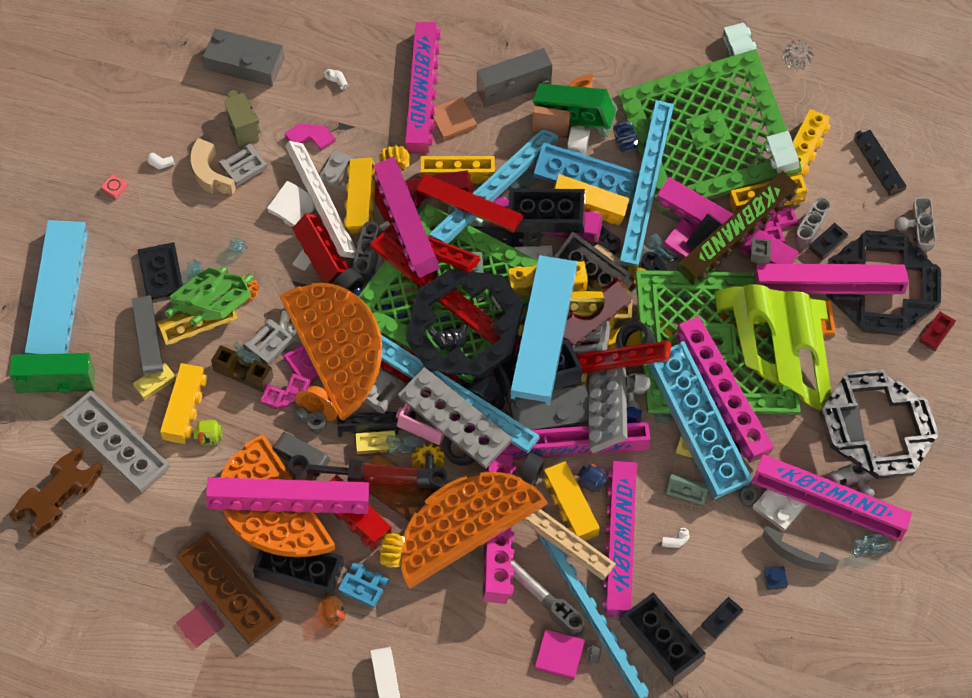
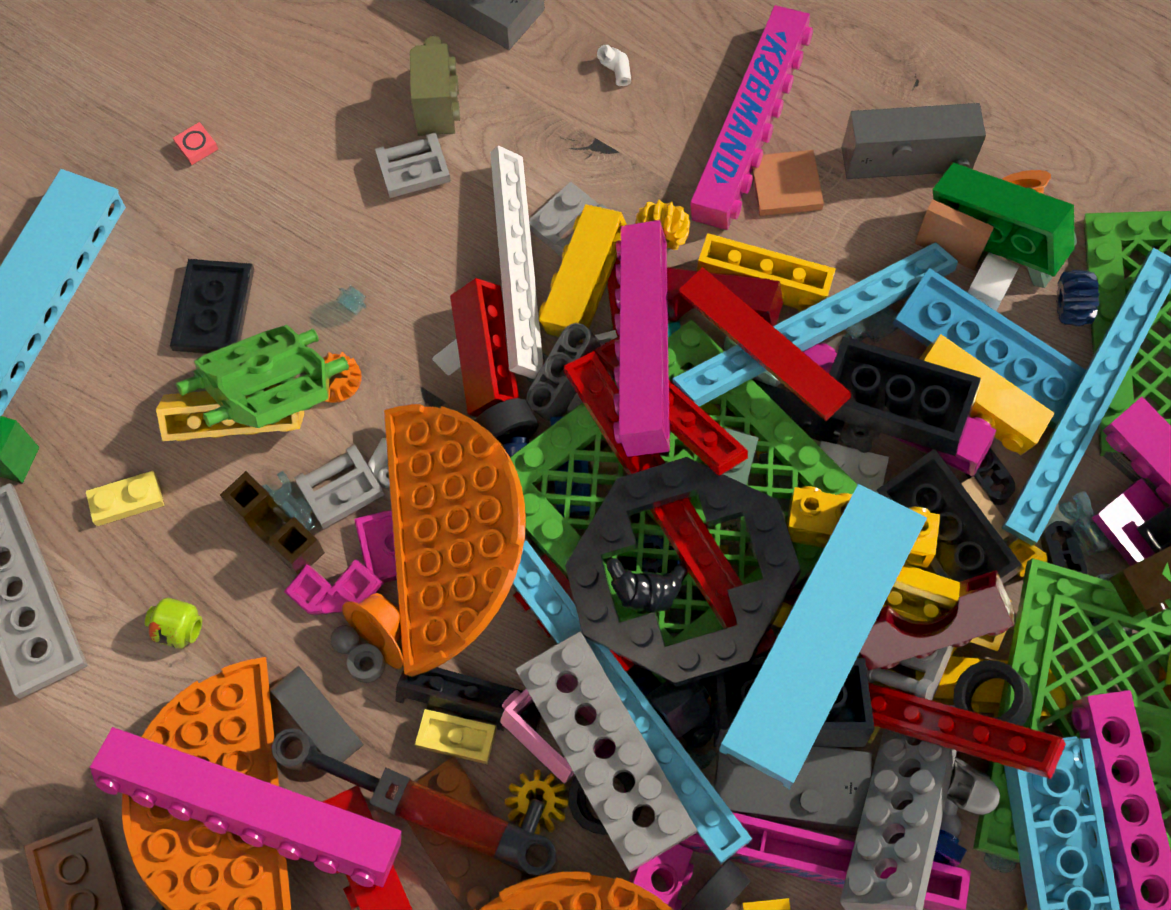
camera: 20 degrees right, 5 degrees up
(147, 335) = (136, 419): dark grey beam -> none
(158, 162) = (281, 124): white arm -> none
(183, 403) = (149, 557): yellow brick -> none
(194, 267) = (267, 317): clear light blue plate -> none
(201, 158) = (344, 140): tan arch -> none
(291, 204) = (465, 253): white slope -> none
(318, 134) = (552, 147): dark pink tile -> none
(382, 381) = (505, 622): light grey plate -> none
(406, 445) = (513, 761): clear light blue plate -> none

